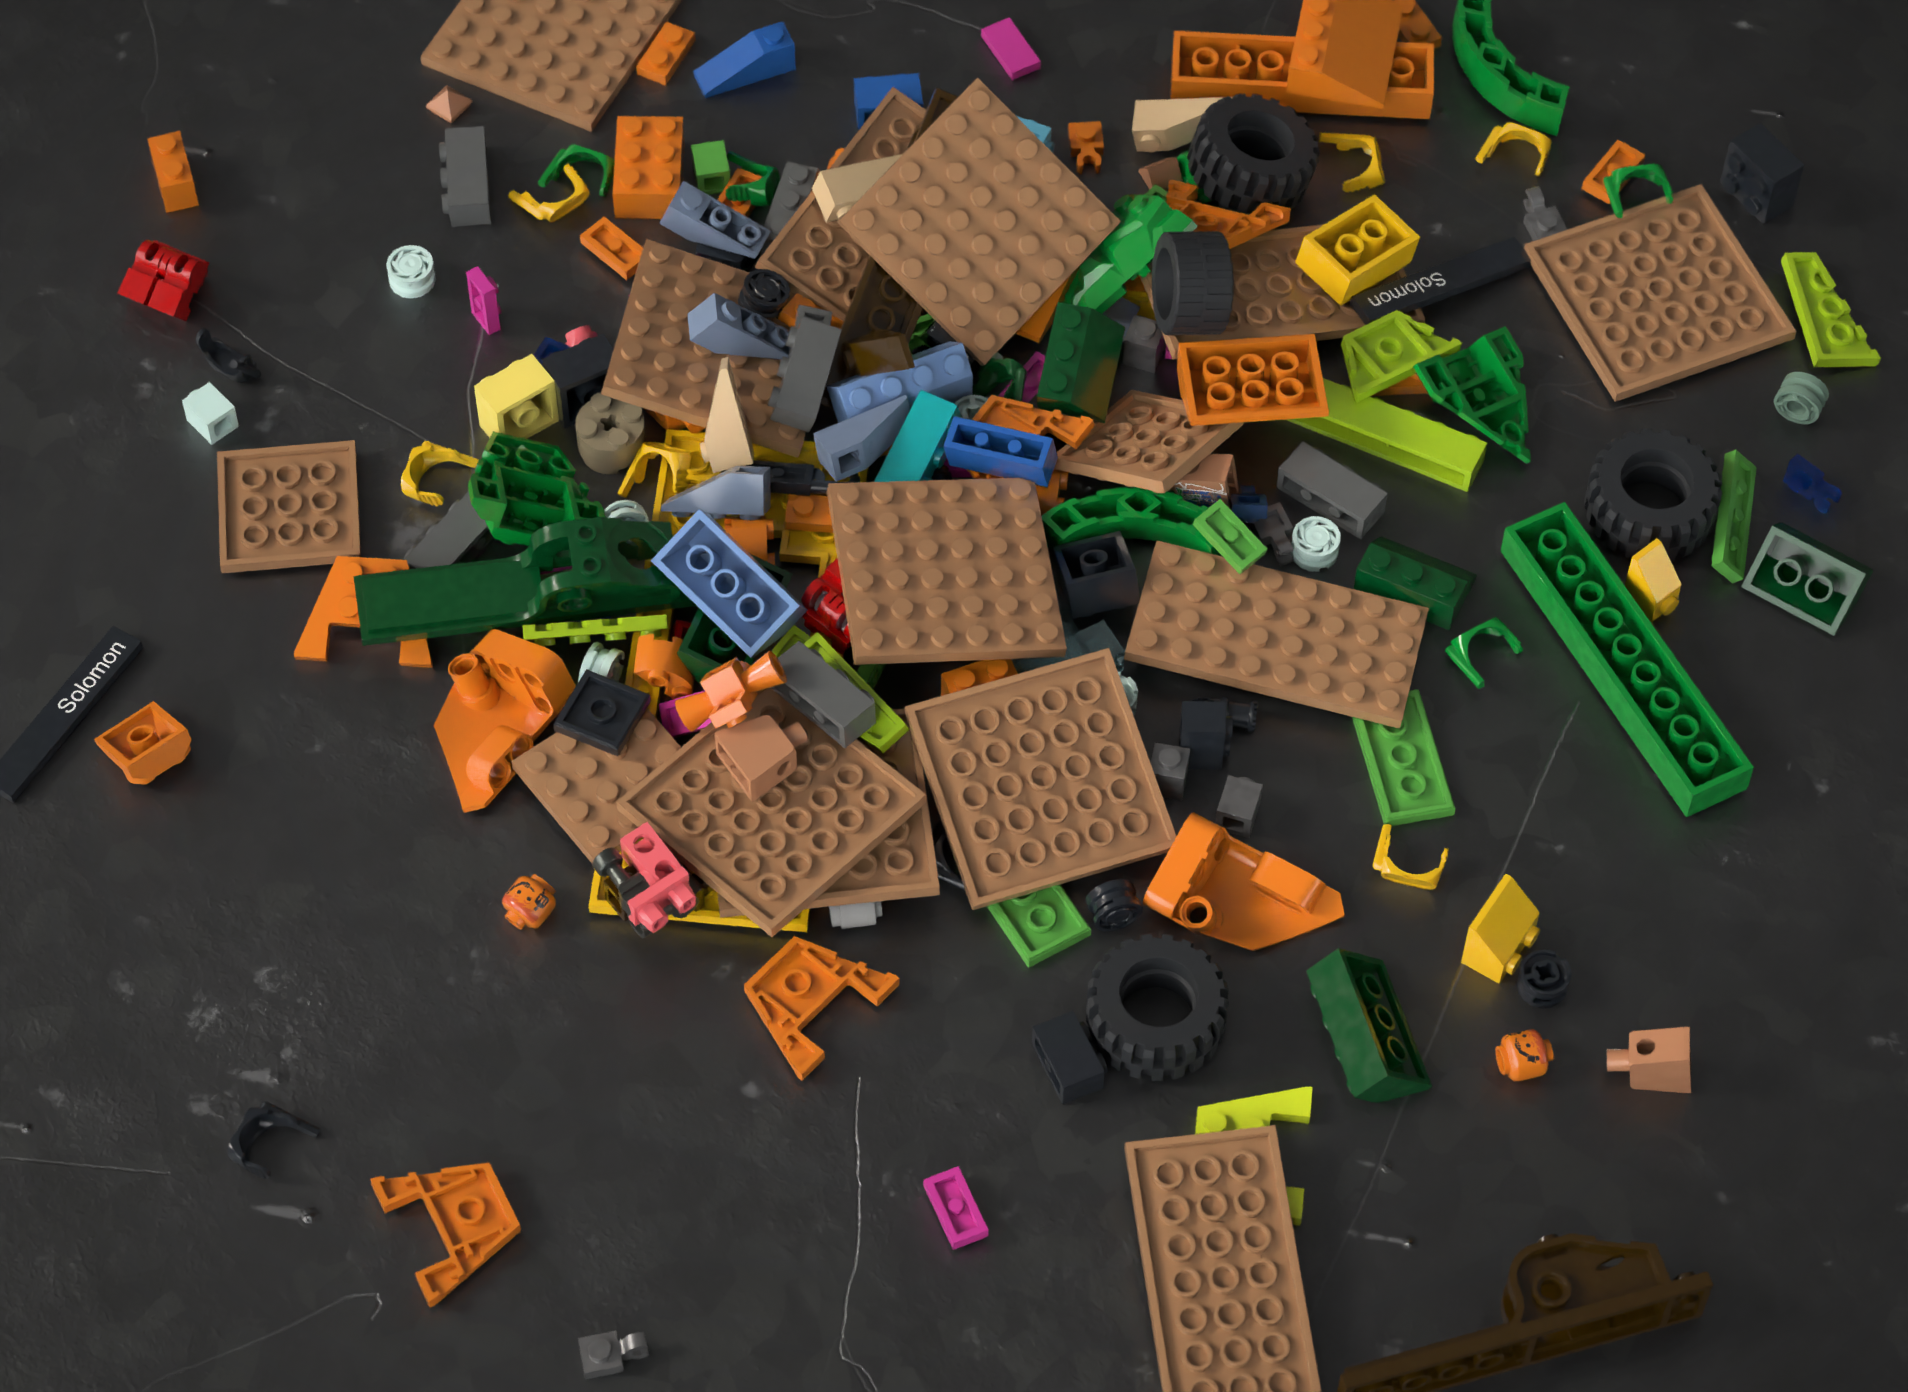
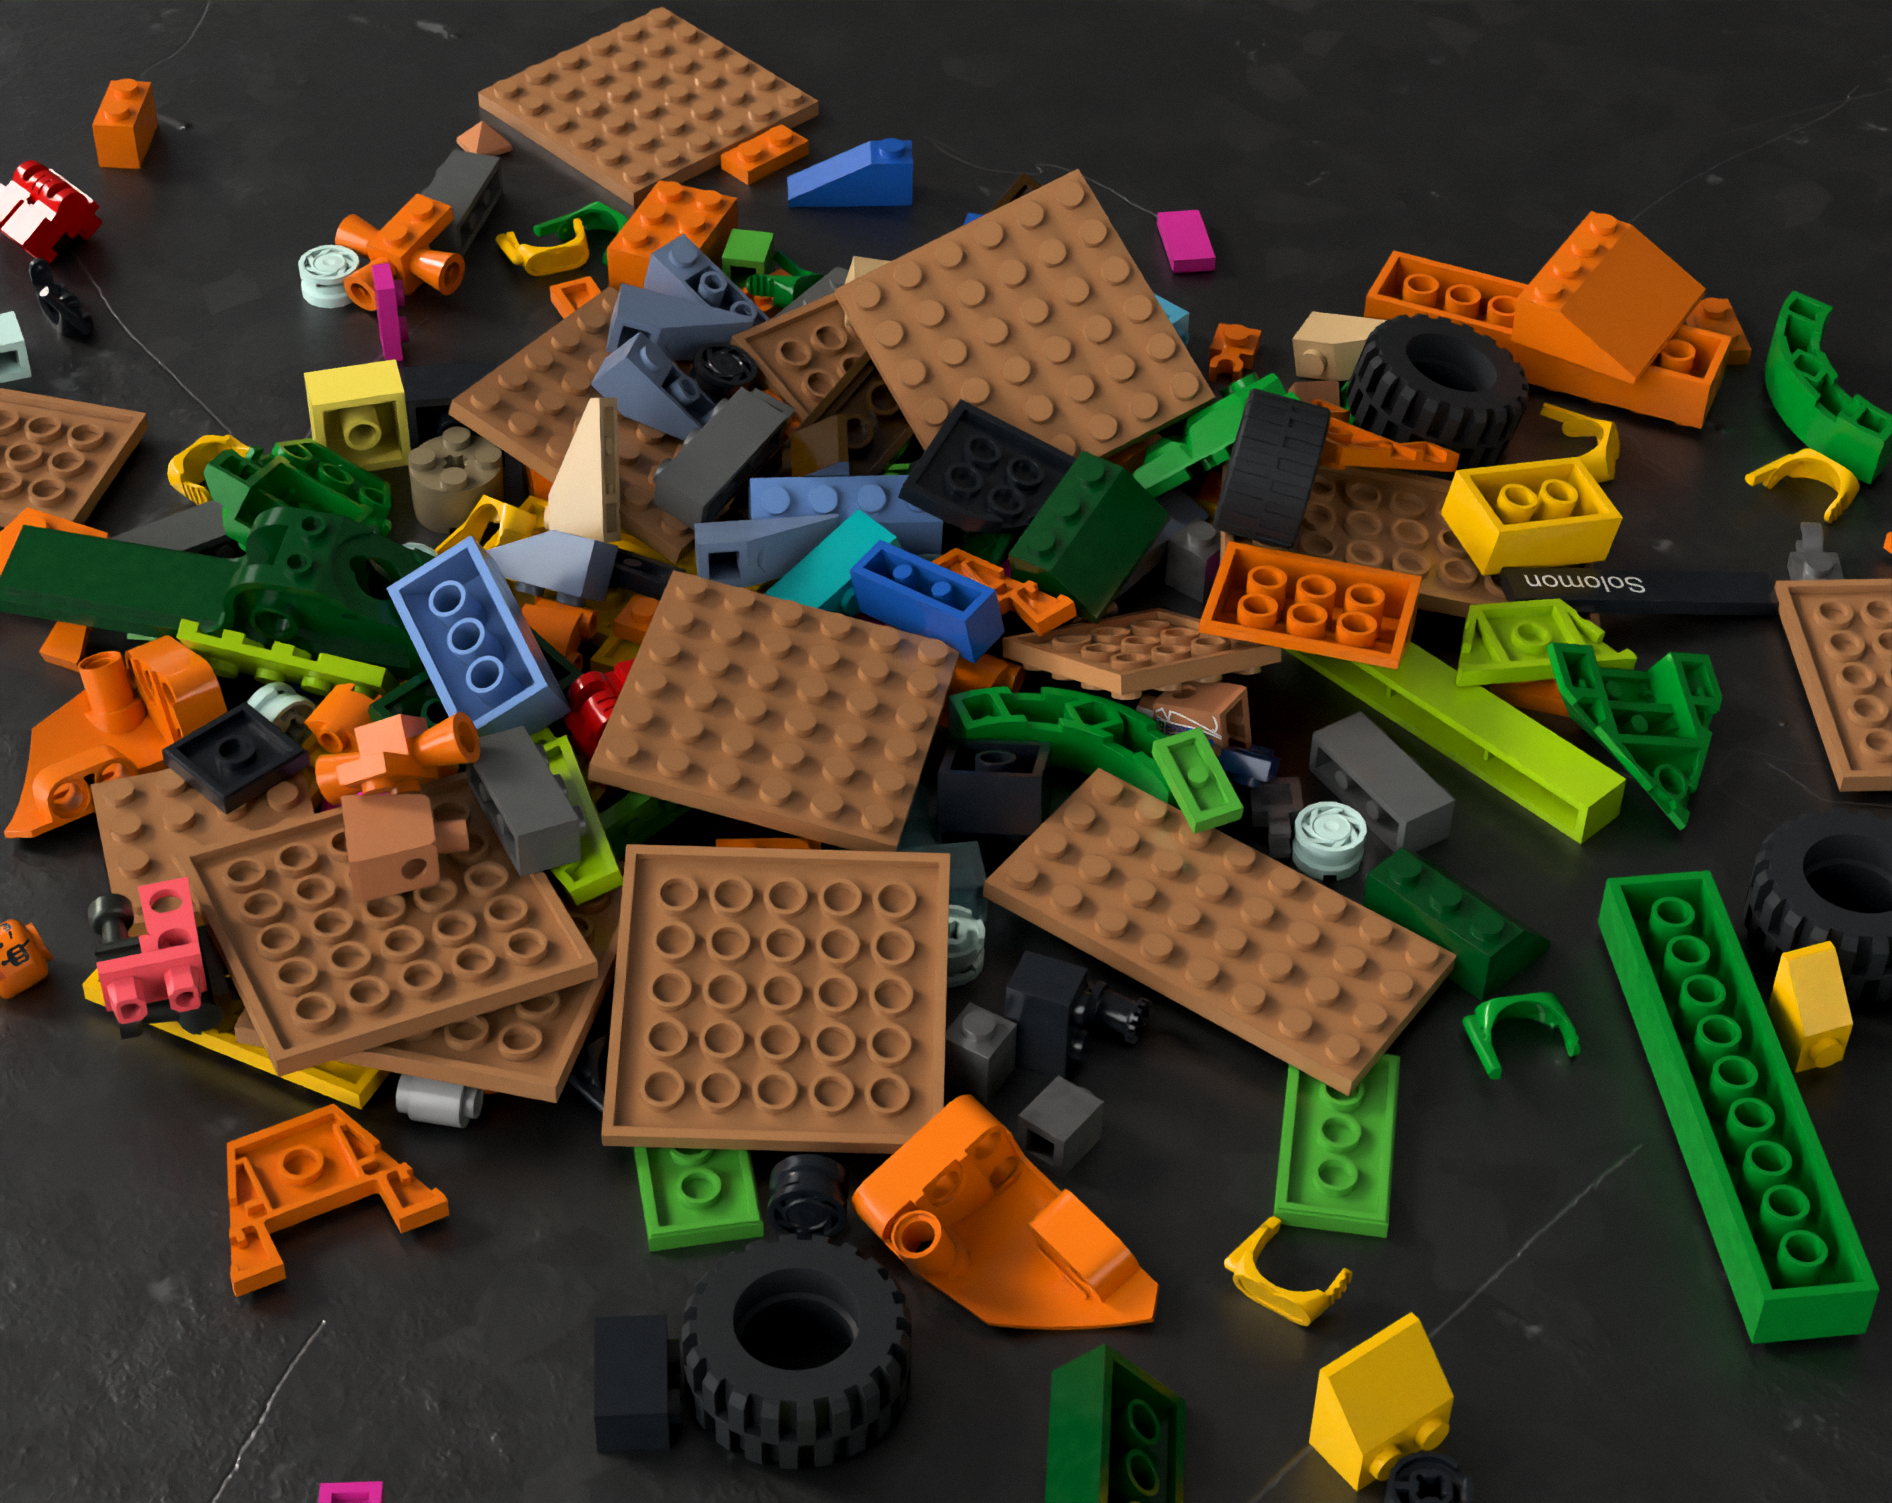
camera: 20 degrees right, 15 degrees down
(457, 238) = (406, 247): none -> orange brick
(708, 269) = (671, 322): none -> sand blue slope
(996, 334) = (984, 473): none -> black plate

